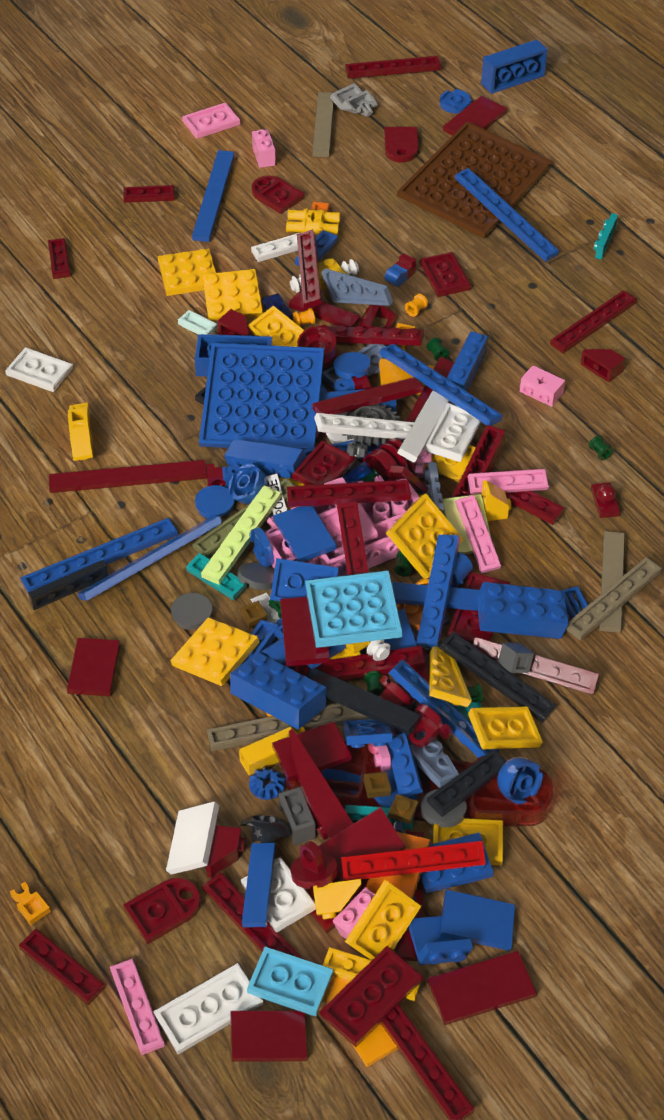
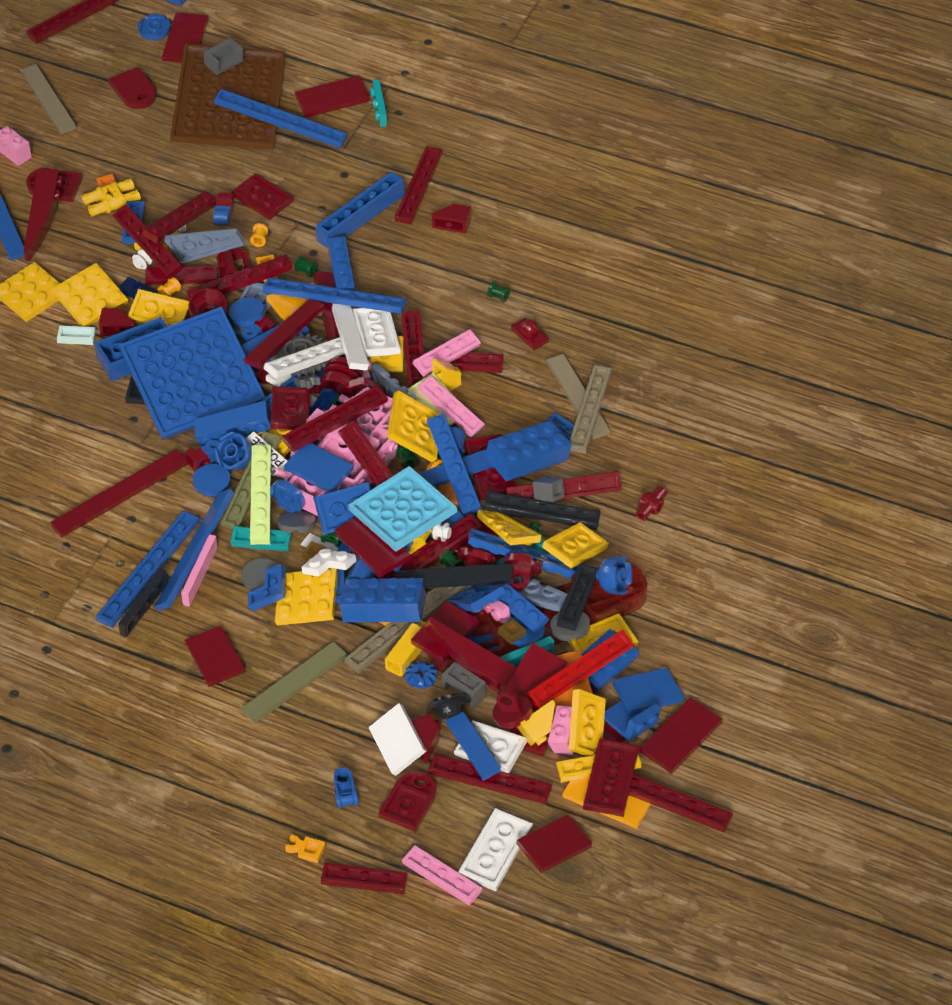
camera: 30 degrees left, 0 degrees up
(80, 431) = (51, 472): yellow slope -> none
(108, 866) = (344, 791): none -> blue piece
(139, 579) = (199, 570): none -> bright pink tile
(144, 729) = (293, 682): none -> olive tile
(187, 629) = (271, 591): none -> blue plate
(245, 208) = (42, 209): none -> dark red slope
(253, 623) = (328, 559): none -> white plate
(275, 248) = (95, 234): white tile -> none
(290, 981) = (545, 798): medium azure plate -> none
(352, 259) = (180, 217): none -> dark red plate
(354, 100) = (61, 64): light grey plate -> none
(403, 809) = (544, 638): pearl gold plate -> none
(490, 142) = (223, 56): none -> dark grey panel
(523, 319) = (361, 209): none -> blue brick
(542, 386) = (416, 260): bright pink brick -> none
(568, 215) = (332, 96): none -> dark red tile
(613, 722) = (651, 503): none -> dark red axle

